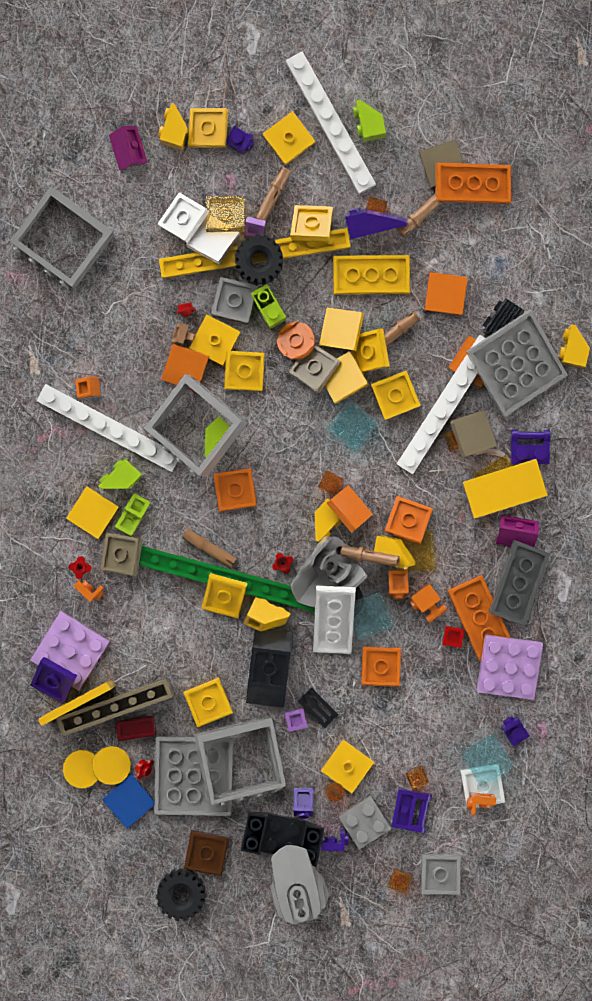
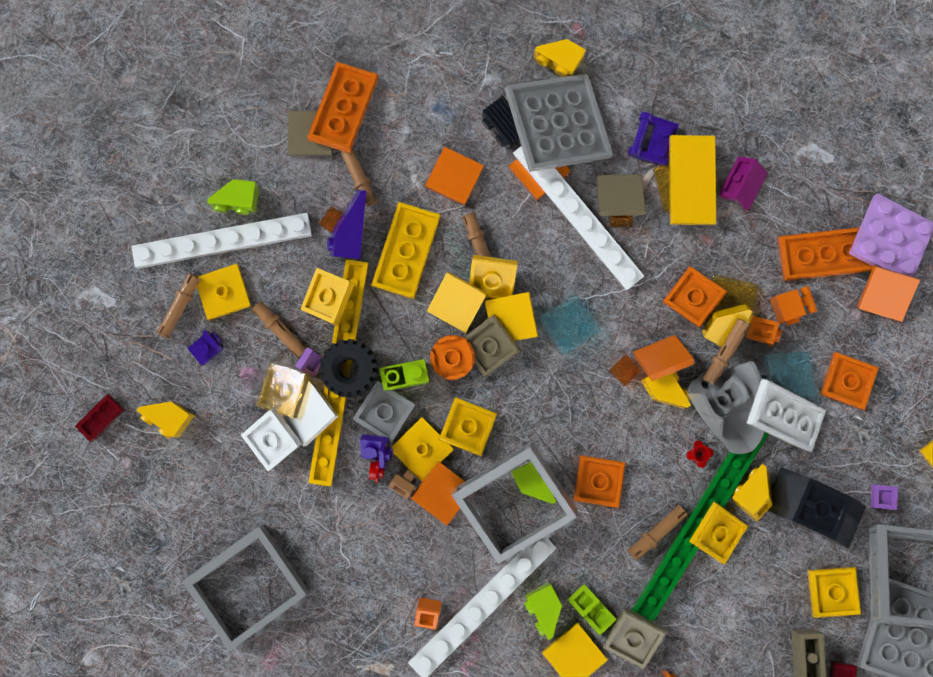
camera: 75 degrees left, 5 degrees down
(127, 147) = (168, 477): magenta panel -> none
(156, 75) = (99, 417): none -> dark red plate
(203, 303) = (376, 448): none -> dark purple bracket
(208, 128) = (179, 378): yellow tile -> none
(274, 108) = (179, 304): none -> medium nougat pin
(306, 696) = (893, 459): black tile -> none
(395, 395) = (549, 266): yellow plate -> none
(453, 636) = (840, 290): red plate -> none
(462, 675) = (888, 293): none -> orange tile
(519, 583) = (802, 198): dark grey plate -> none

